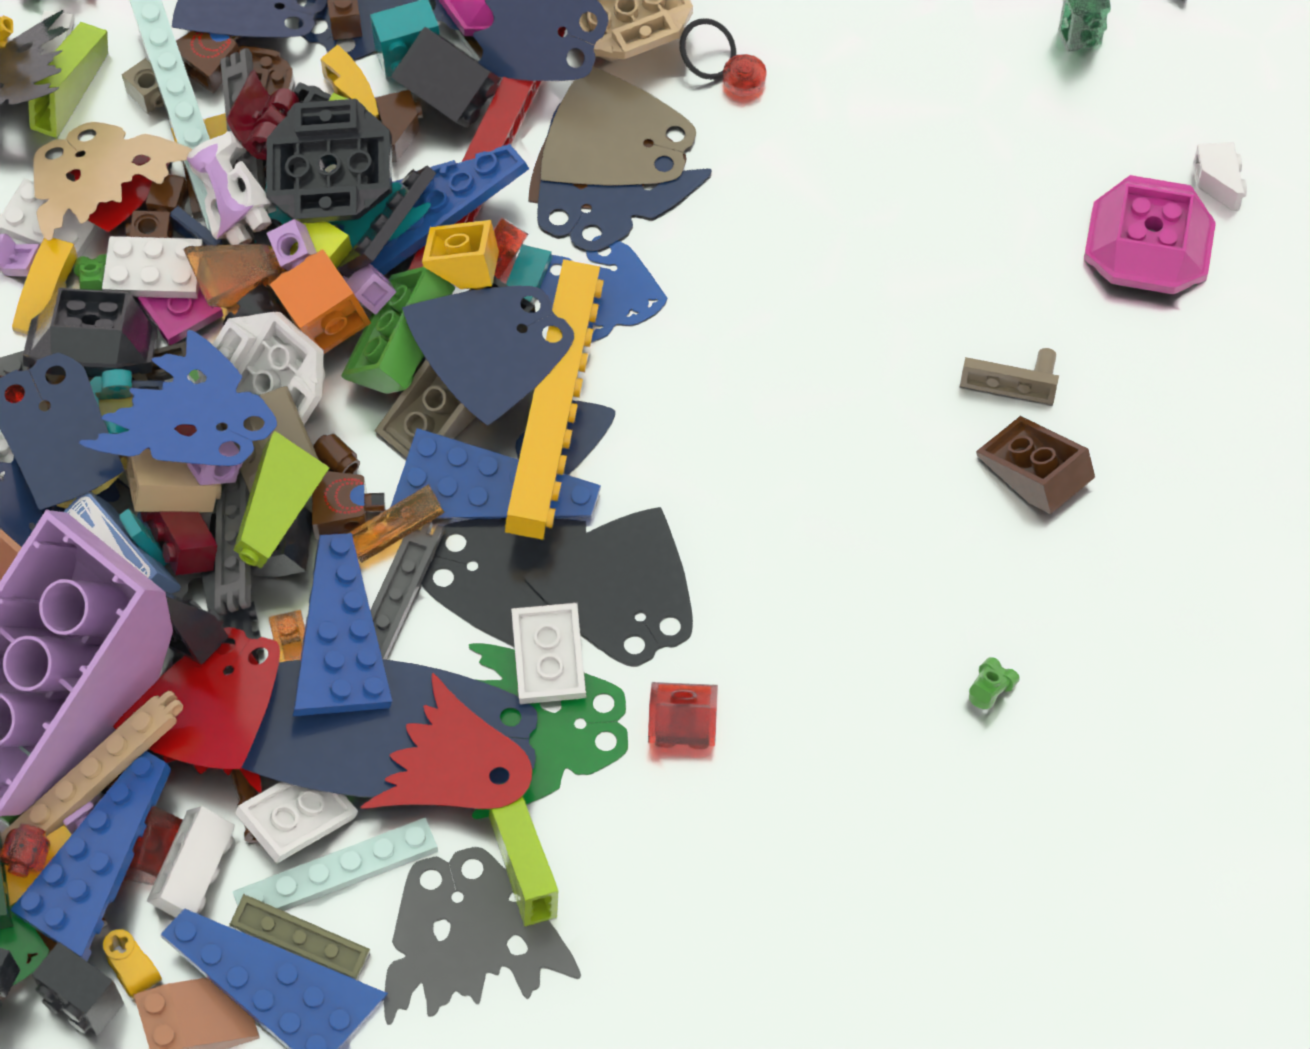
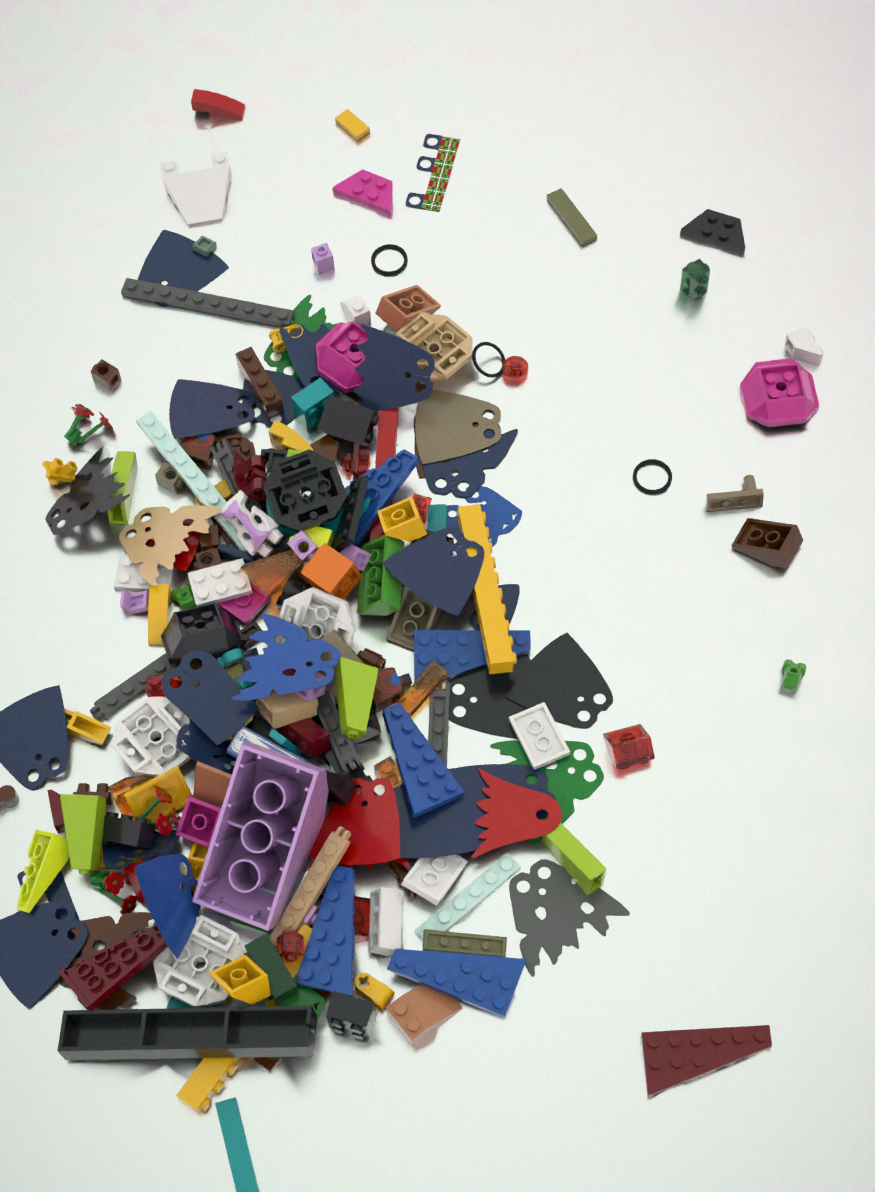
camera: 15 degrees left, 0 degrees up
(433, 145) = (354, 463): none -> clear red hips
(865, 305) = (652, 461): none -> black tyre

